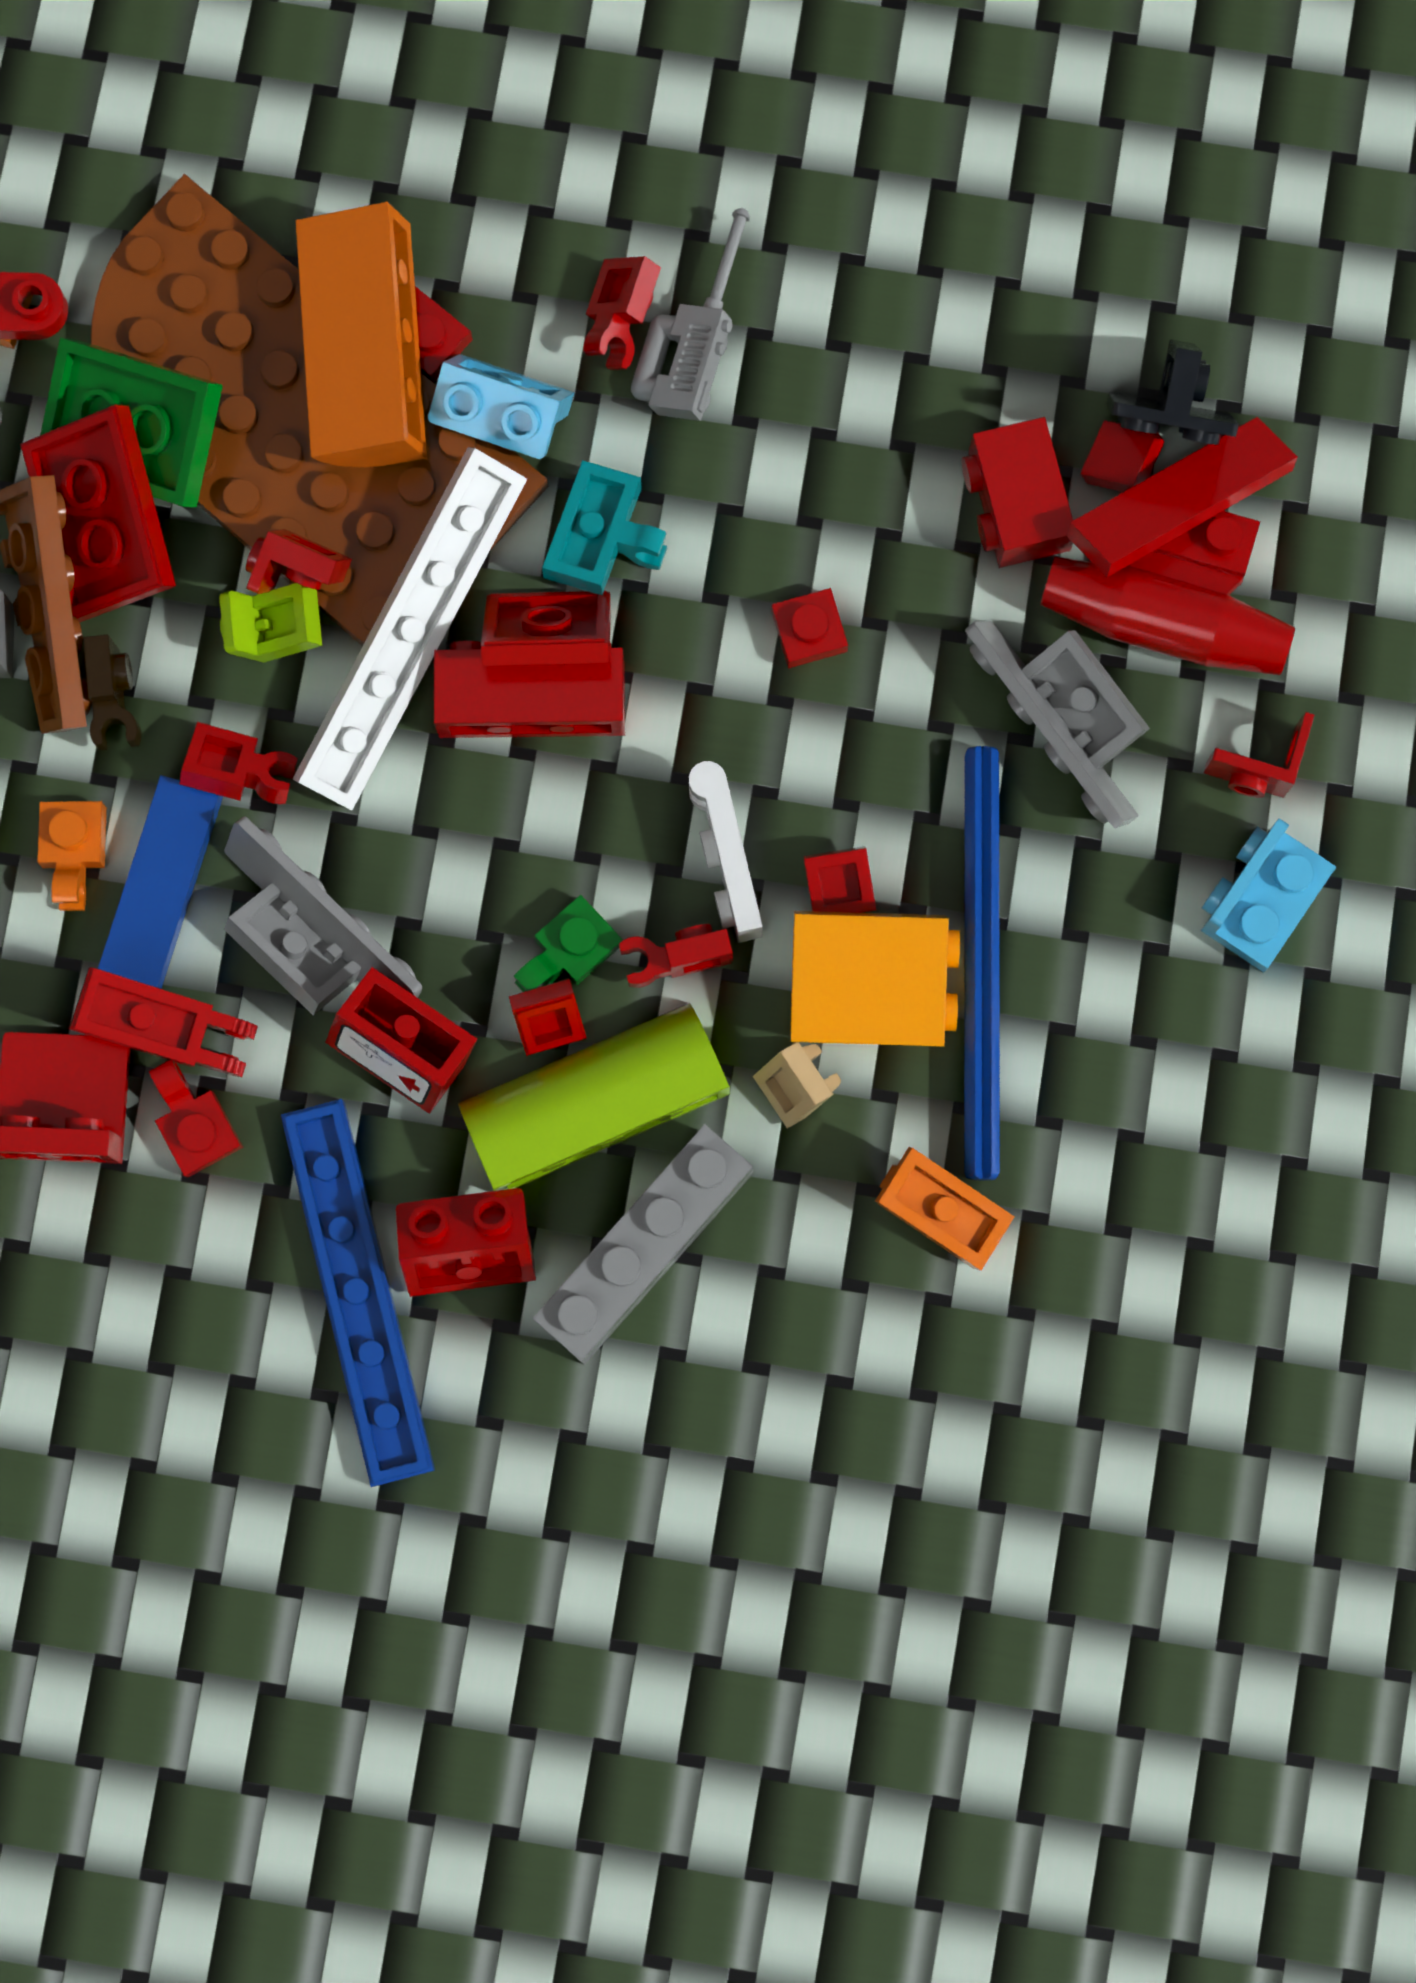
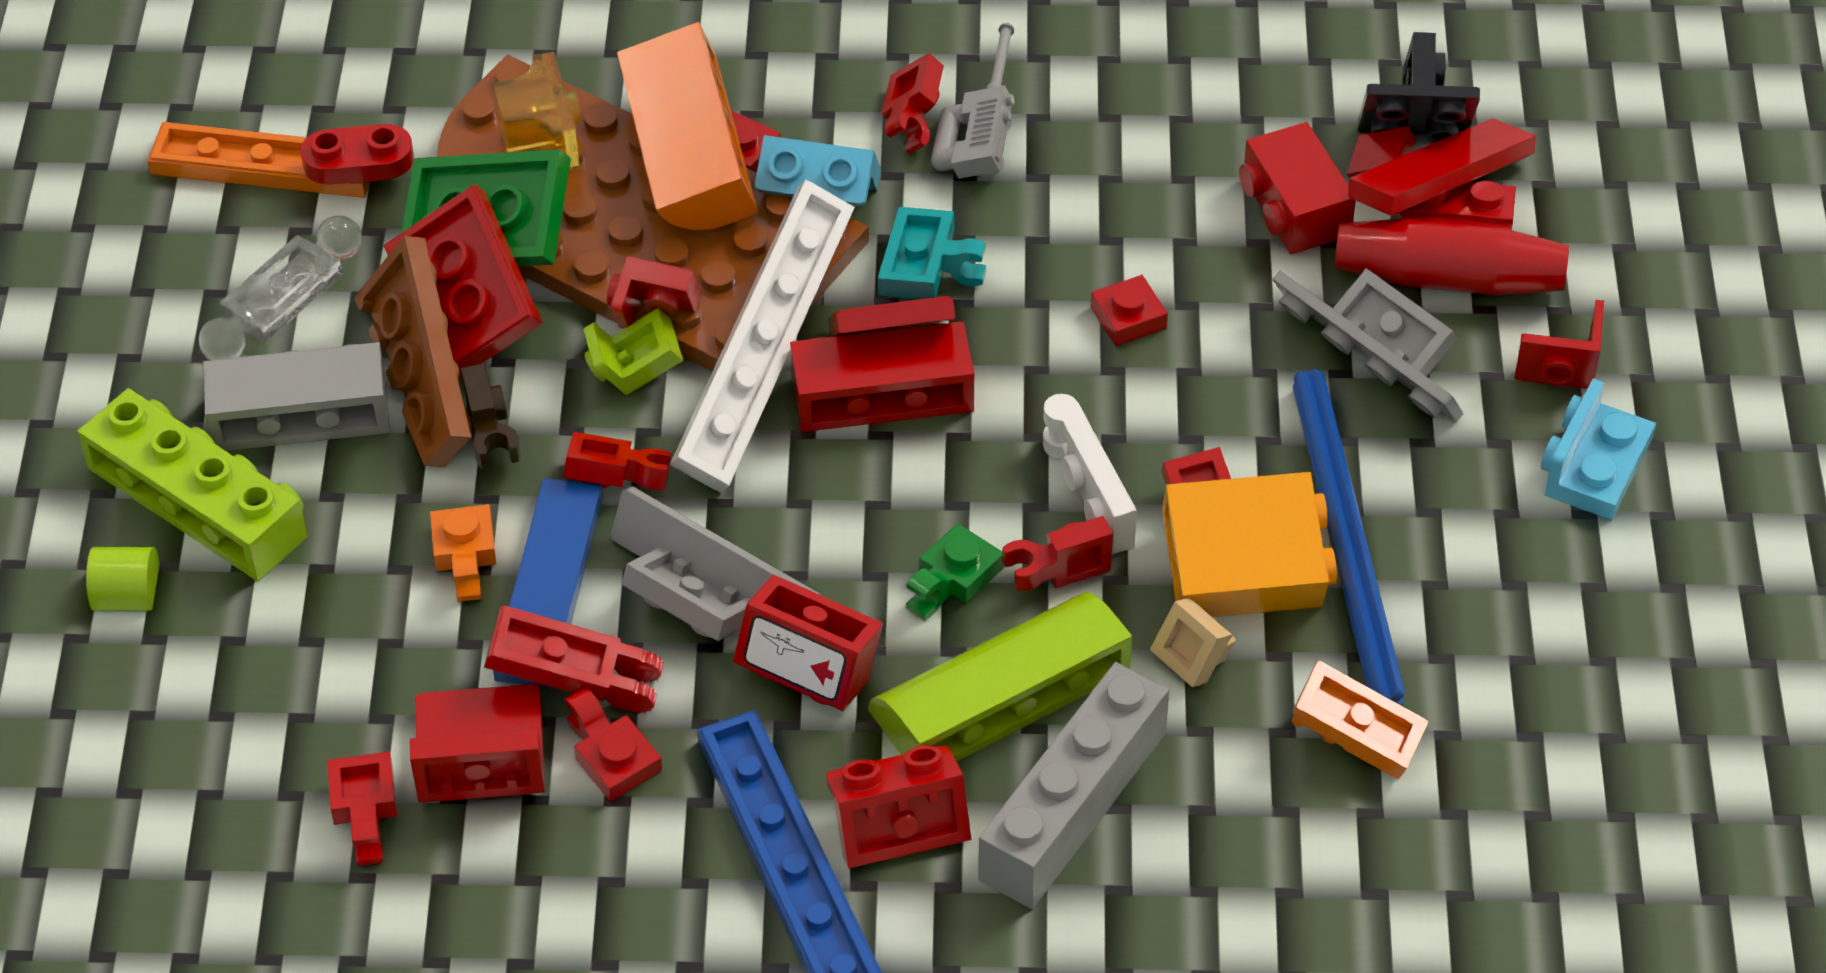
camera: 10 degrees left, 30 degrees down
(202, 291) = (537, 111): none -> clear yellow brick
(547, 1017) = (944, 617): red tile -> none

